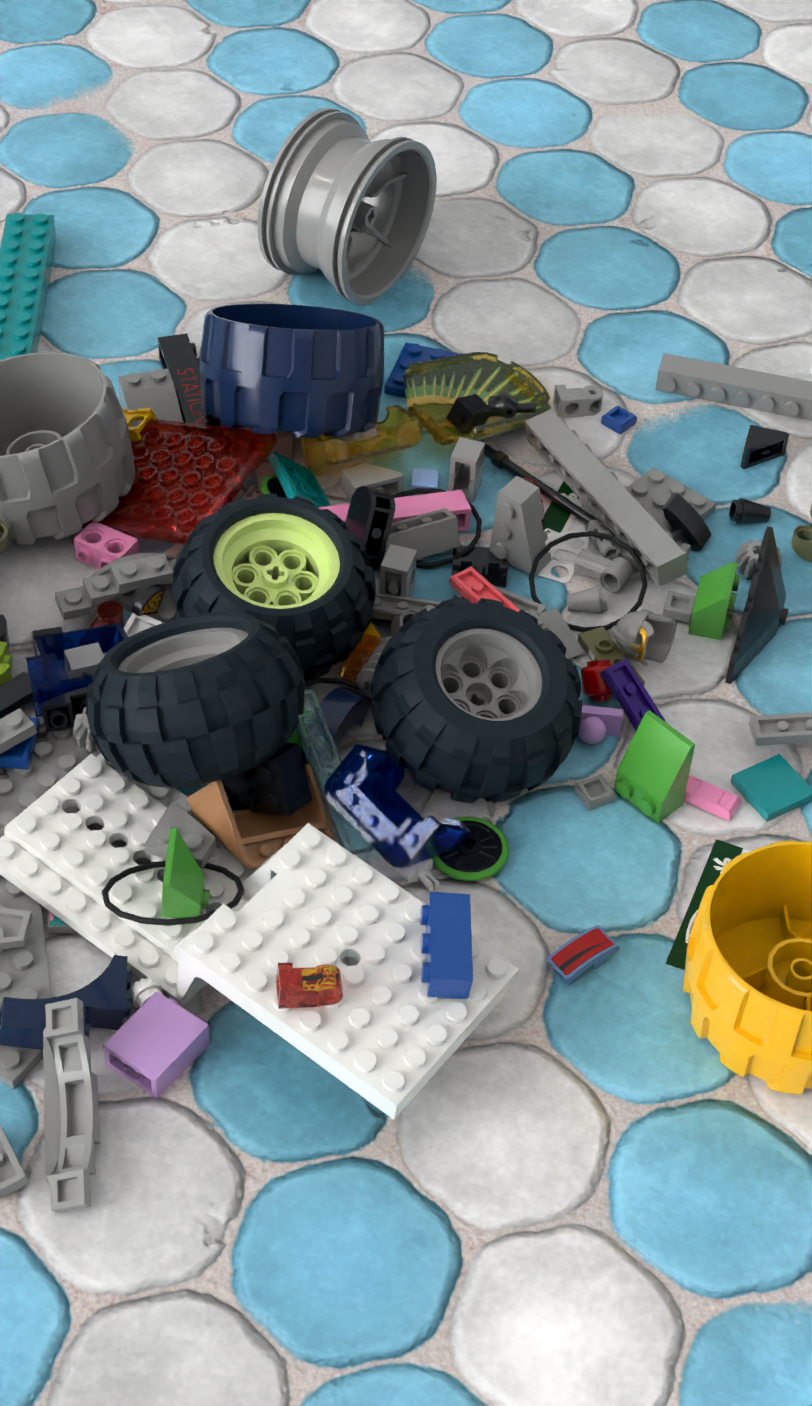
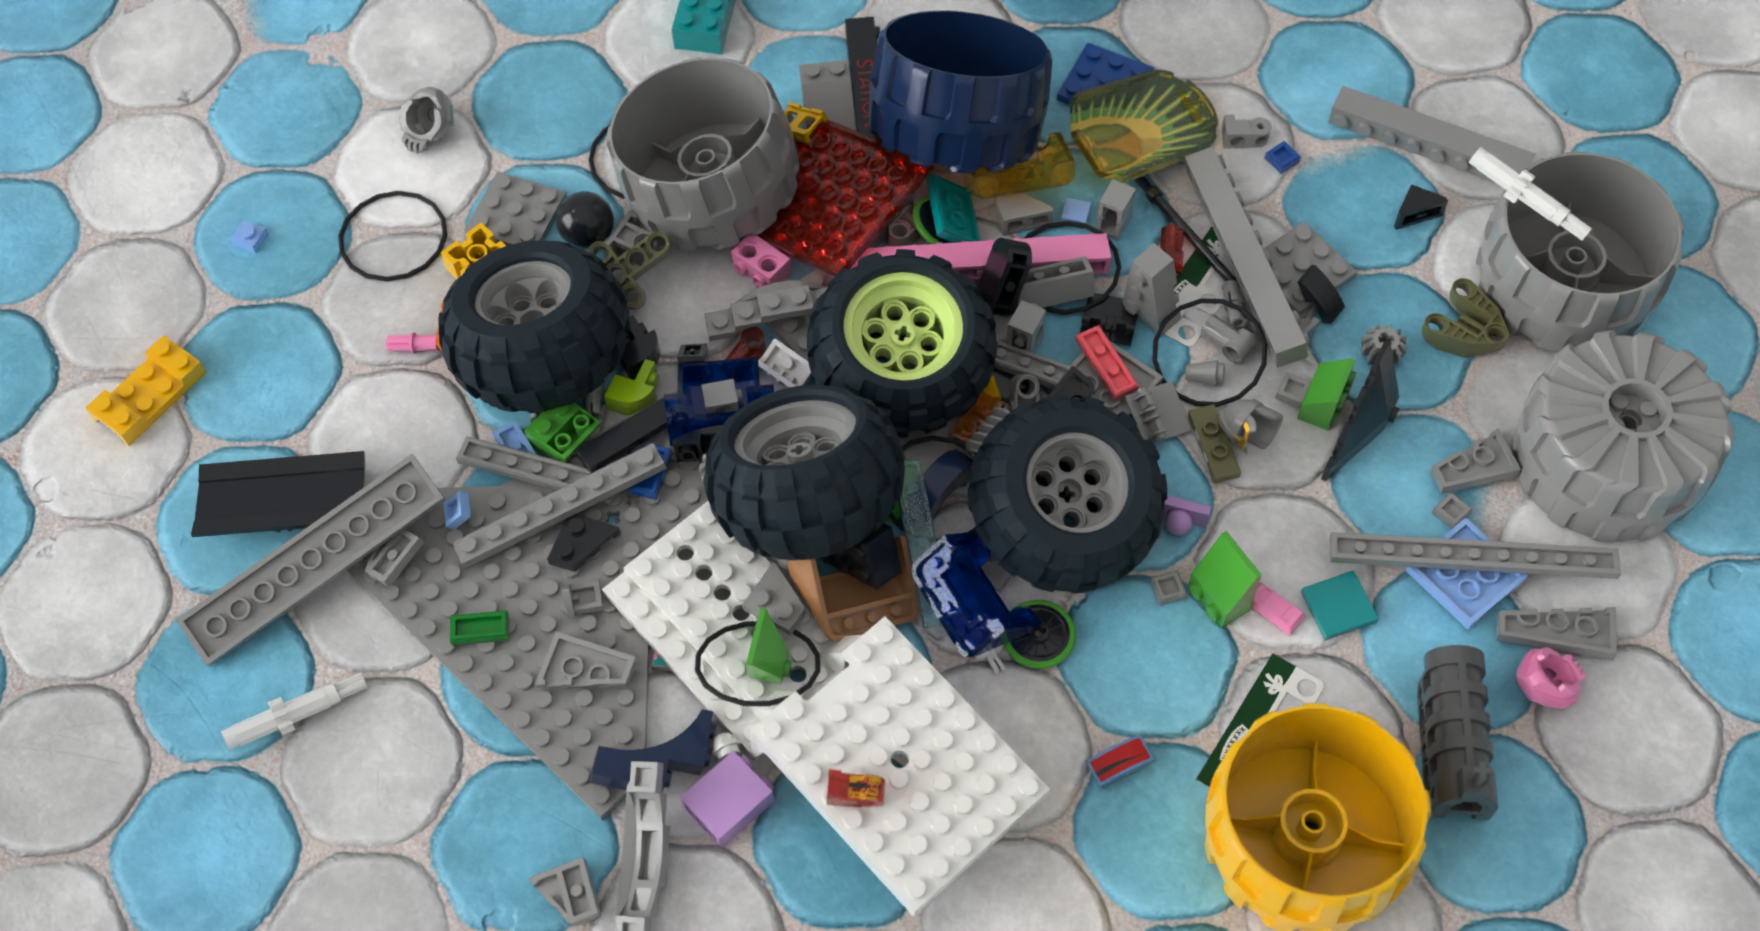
camera: 15 degrees right, 15 degrees up
(150, 602) = (790, 333): tile -> none
(447, 945) = (985, 764): blue brick -> none
(468, 413) = (1131, 142): black brick -> none
(509, 406) = (1172, 135): black piece -> none
(593, 682) = (1197, 468): red head -> none
(629, 692) = (1225, 498): dark purple tile -> none
(747, 511) = (1386, 285): black cone -> none

